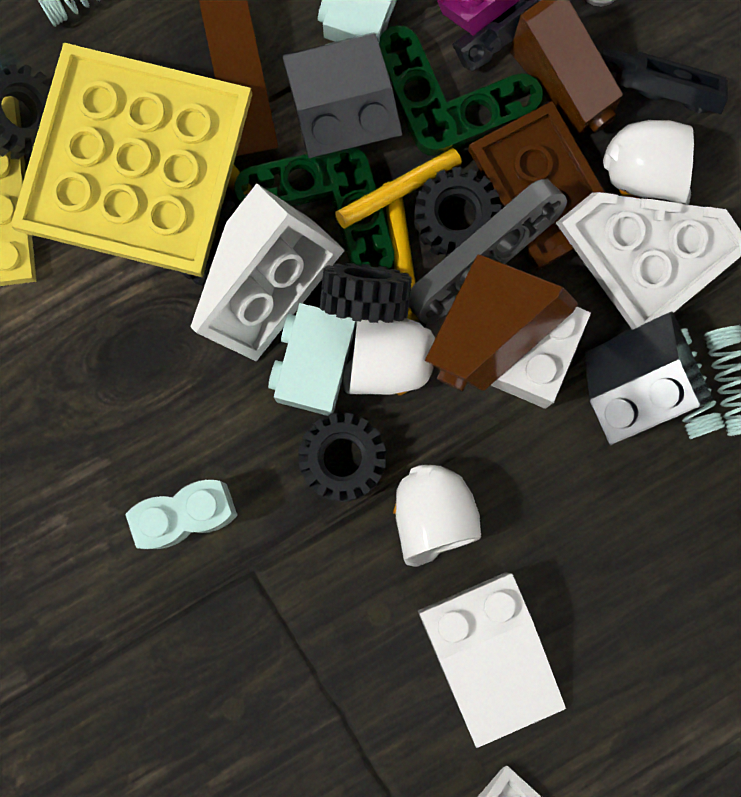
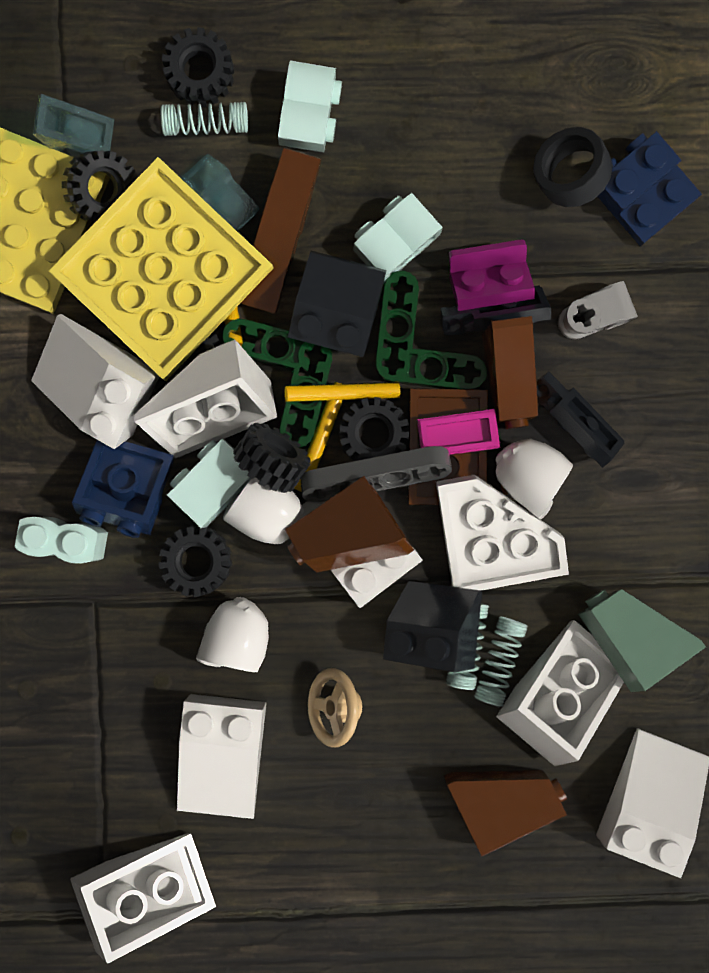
camera: 25 degrees right, 5 degrees up
(122, 322) = (93, 381): none -> white slope
(137, 41) = (218, 189): none -> clear light blue slope
(217, 420) = (123, 487): none -> dark blue plate
(551, 157) = (460, 432): none -> dark pink tile
(593, 526) = (340, 708): none -> tan piece

